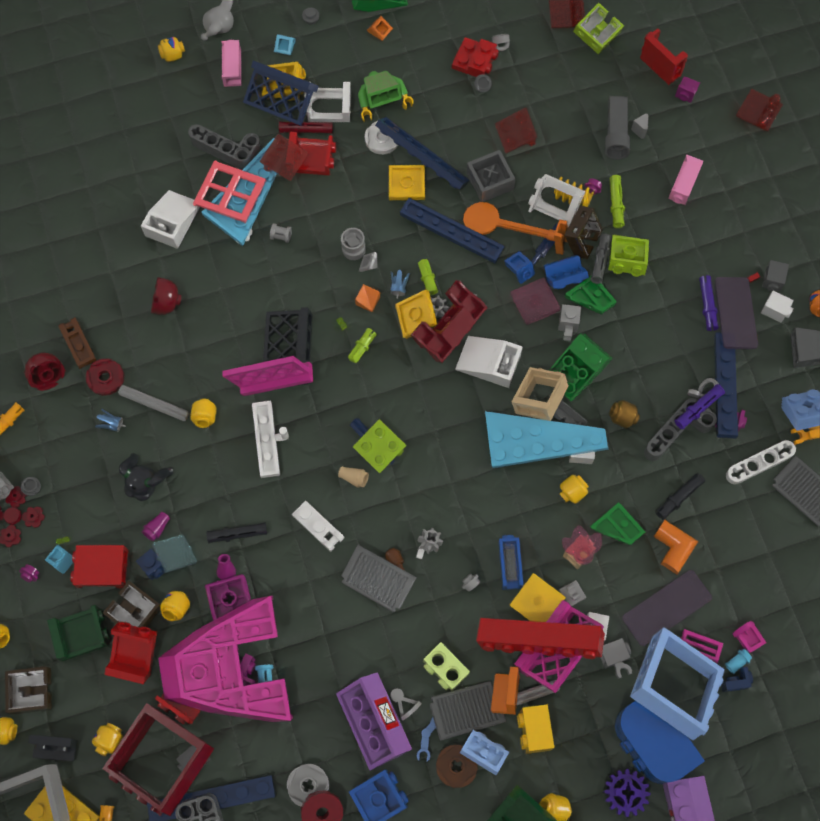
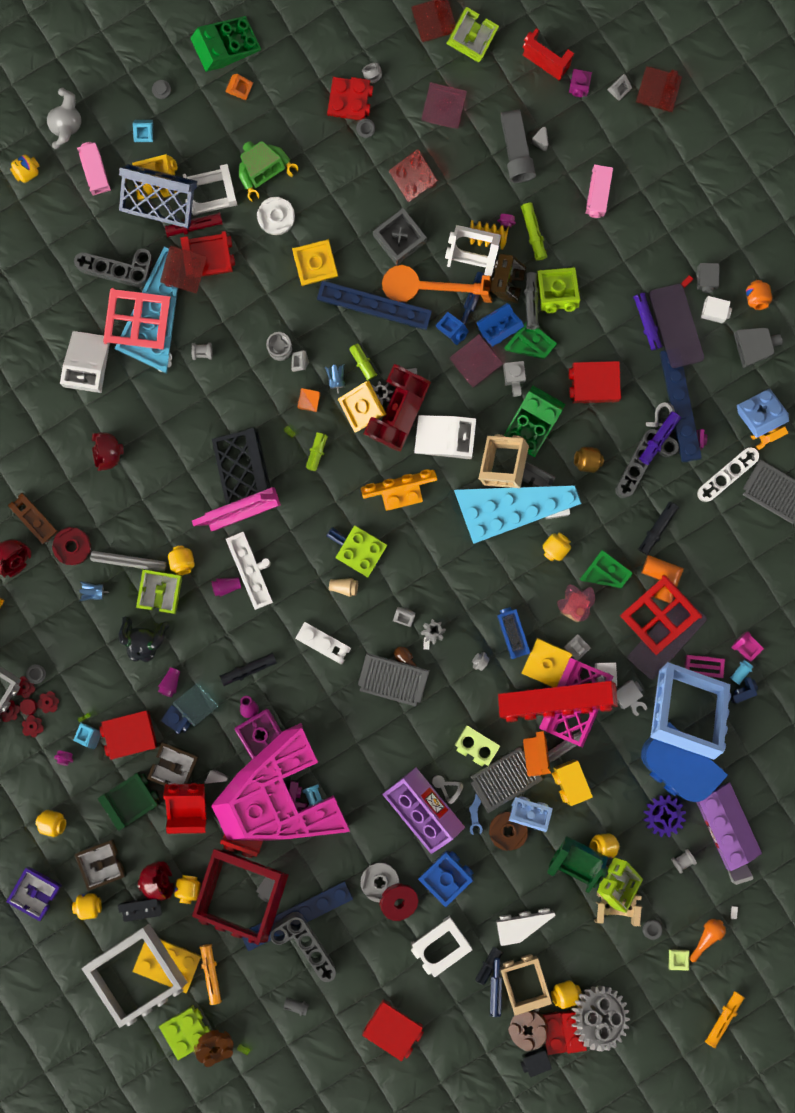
camera: 20 degrees left, 15 degrees up
(78, 722) = (155, 881): none -> dark red cylinder
(171, 630) = (216, 776): none -> light grey slope
(173, 436) = (159, 591): none -> piece
(175, 606) = (211, 753): yellow head -> none
(238, 447) = (225, 585): none -> magenta cone
(405, 519) = (404, 616): none -> light grey slope
(418, 150) = (323, 227): dark blue plate -> none
(432, 401) = (400, 491): none -> light orange bracket
(558, 81) = (444, 105): none -> clear pink plate
(646, 345) = (595, 382): none -> red brick
(665, 580) = (660, 615): none -> red window
(723, 100) = (620, 87): none -> light grey slope

